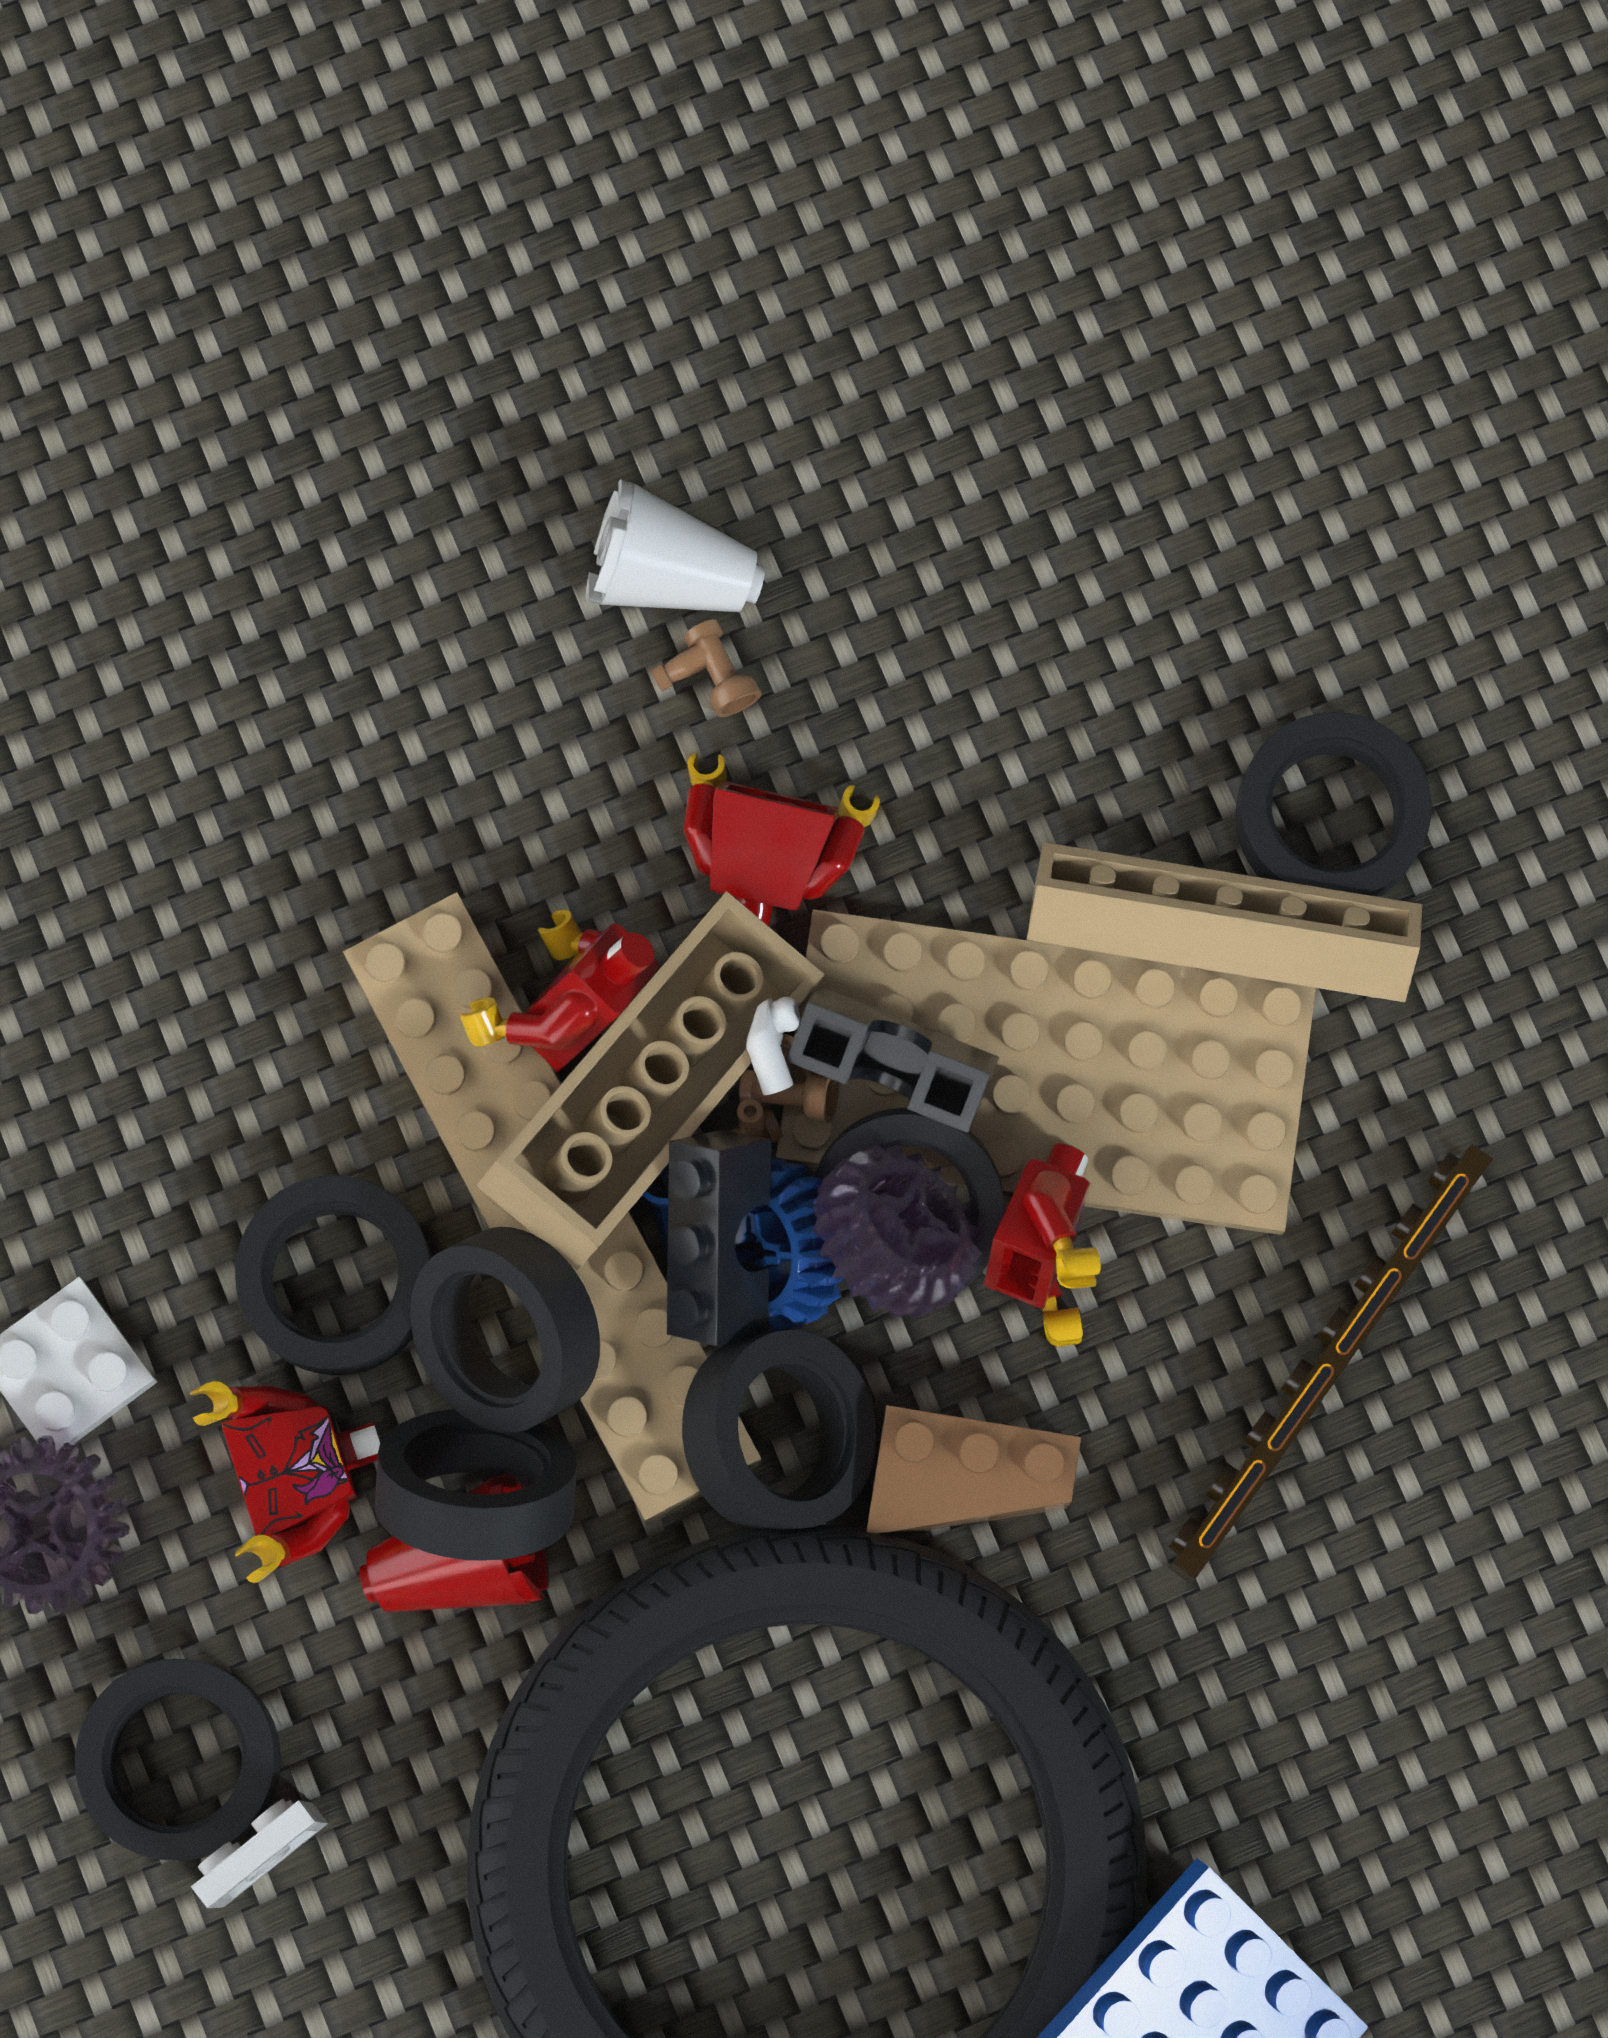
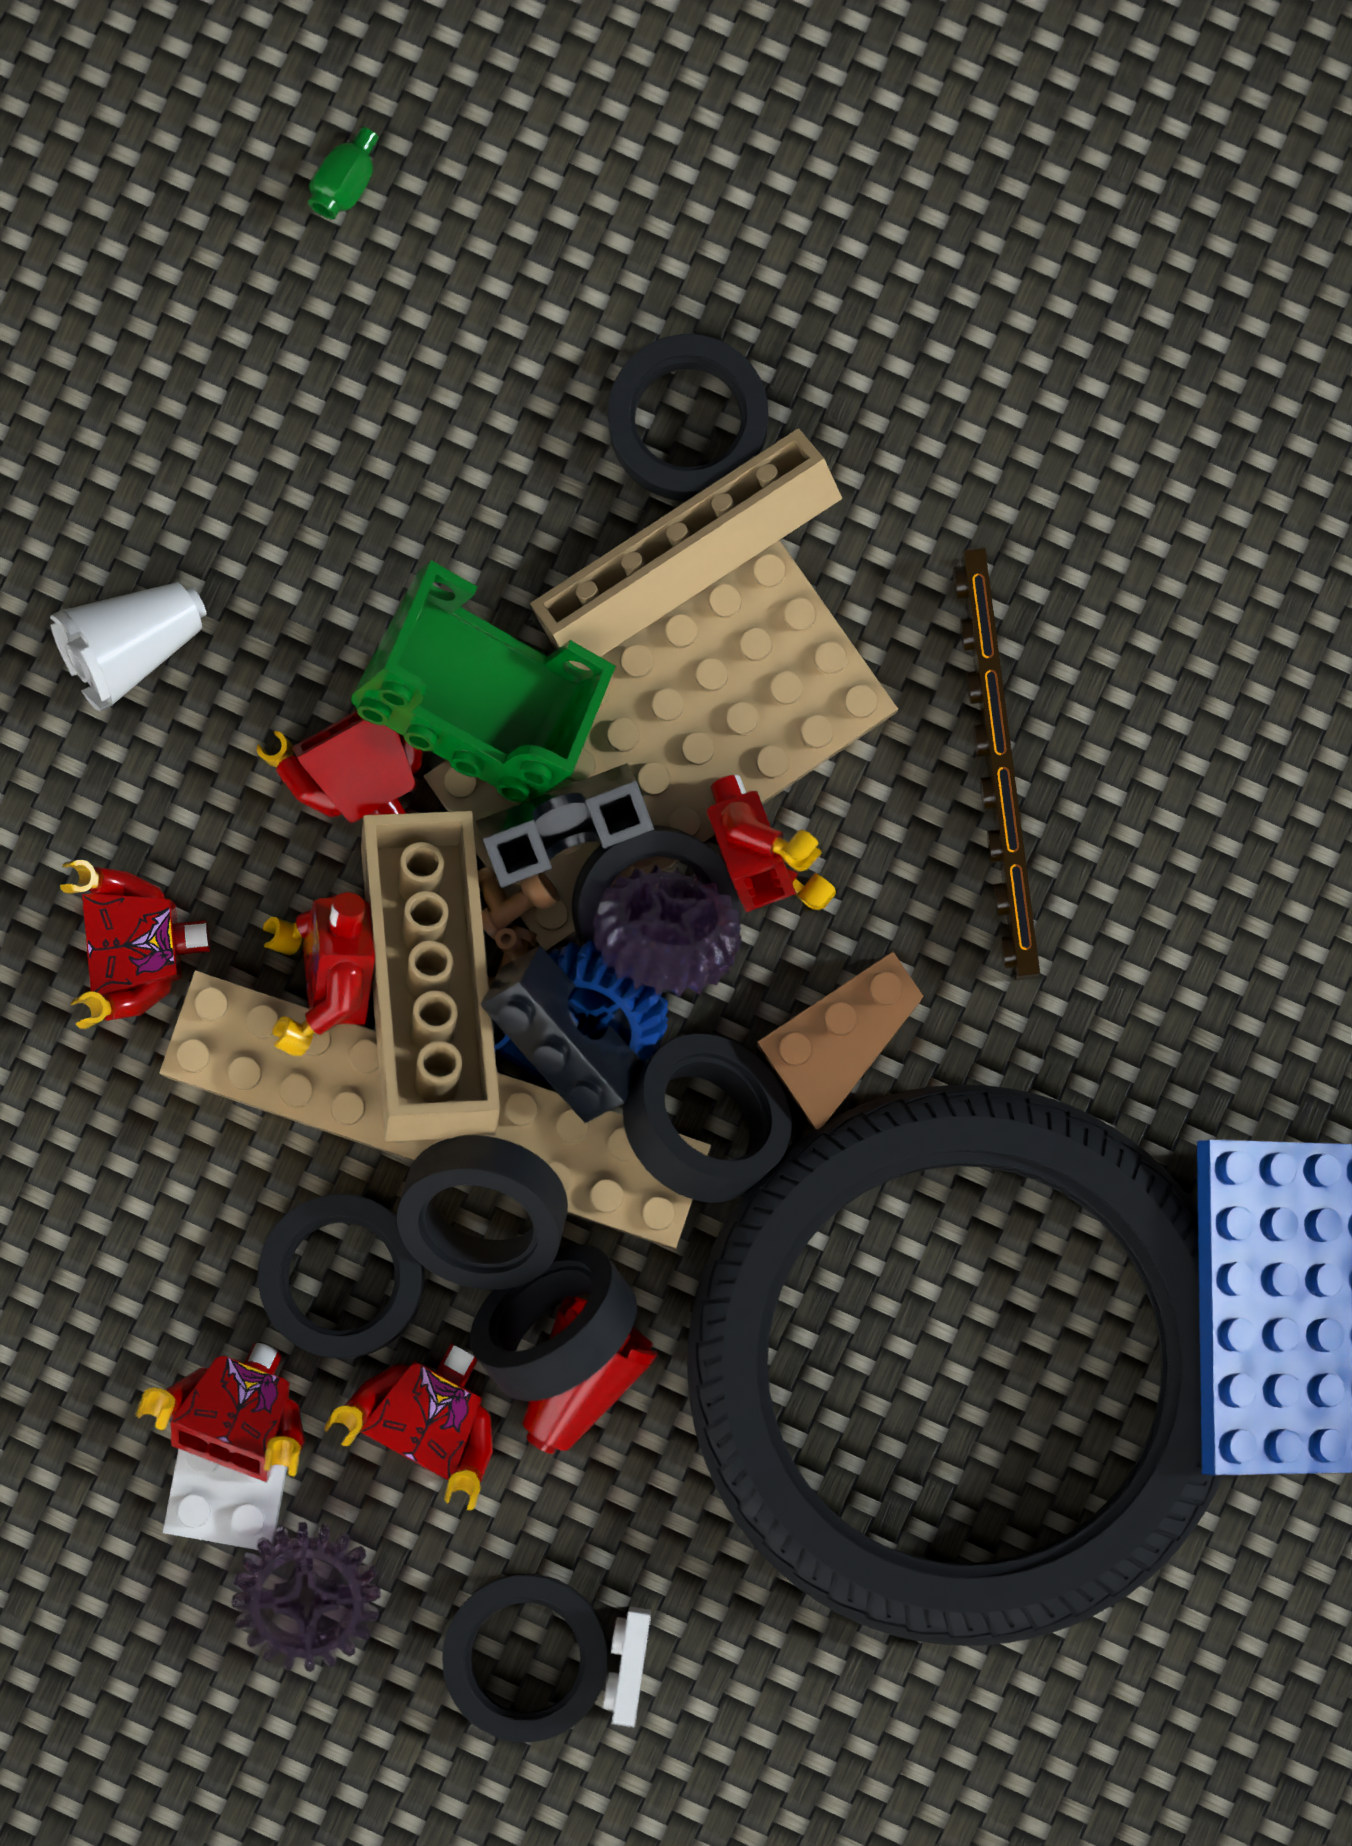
camera: 40 degrees left, 5 degrees up
(127, 1304) = (233, 1414): none -> red torso
(426, 820) = (130, 942): none -> red torso
(732, 691) = (205, 673): medium nougat piece -> none
(765, 1039) = (477, 887): white arm -> none
(926, 874) = (480, 692): none -> green windscreen
(1223, 339) = (343, 175): none -> green plant

